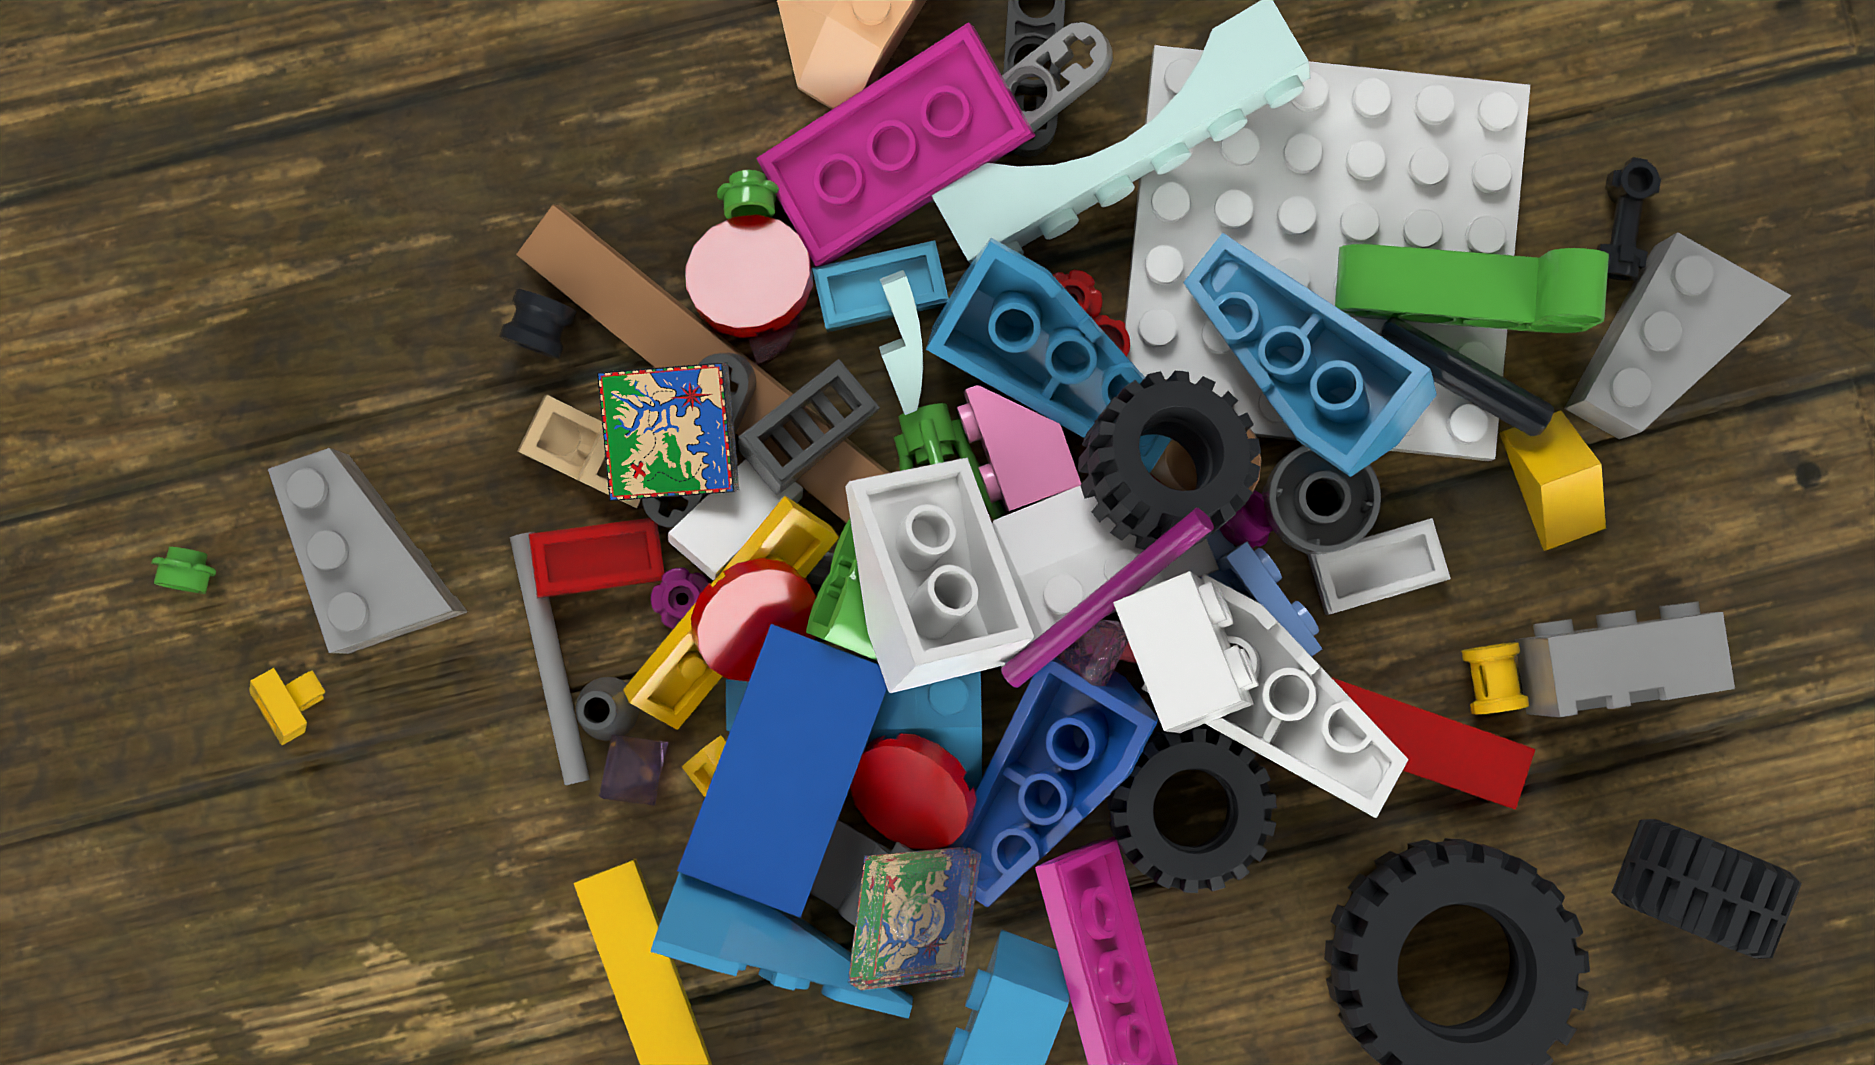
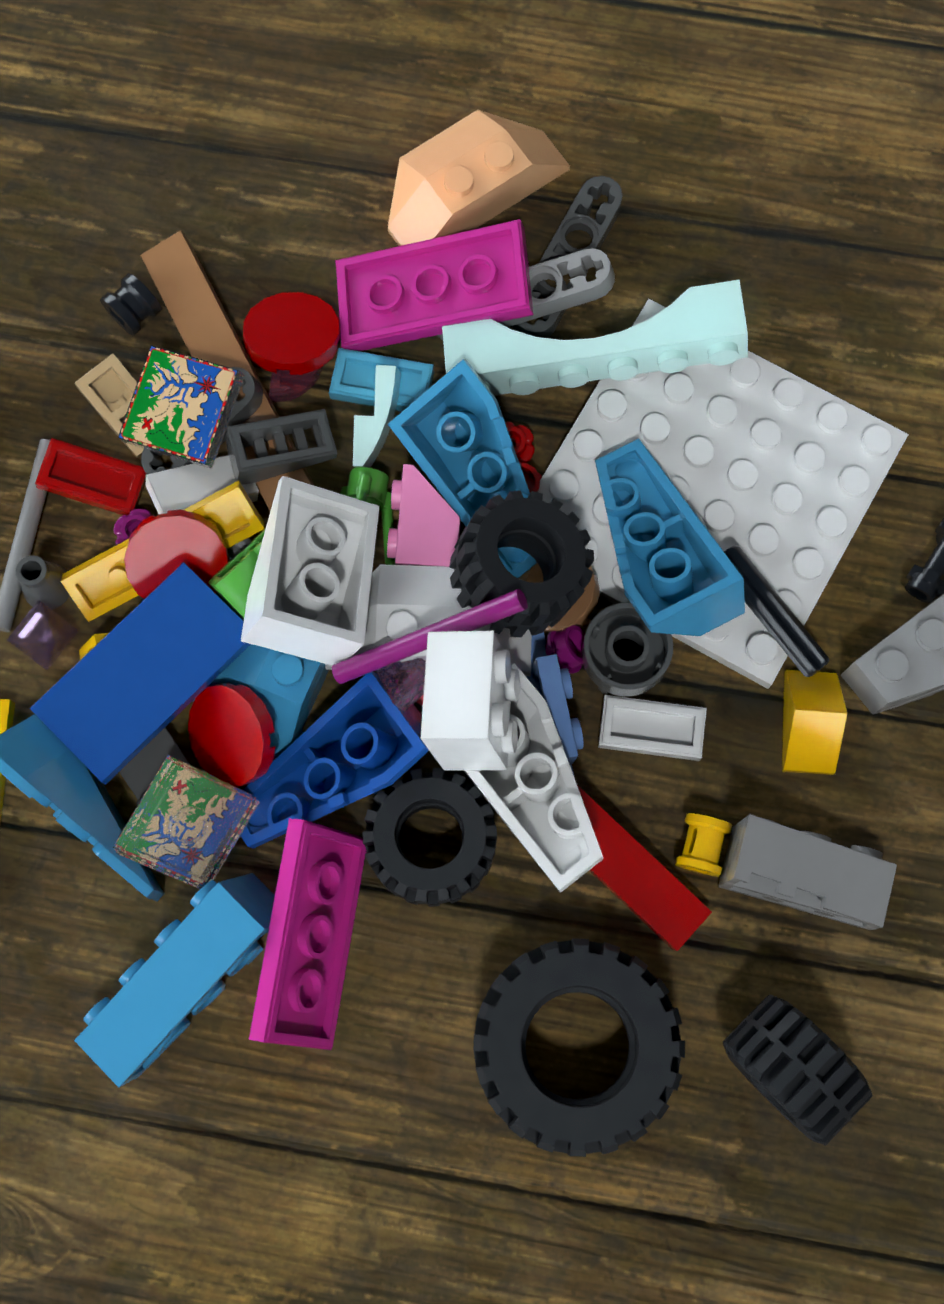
camera: 25 degrees right, 10 degrees down
(748, 194) = (318, 280): bright green plate -> none
(1543, 294) = (804, 549): bright green beam -> none

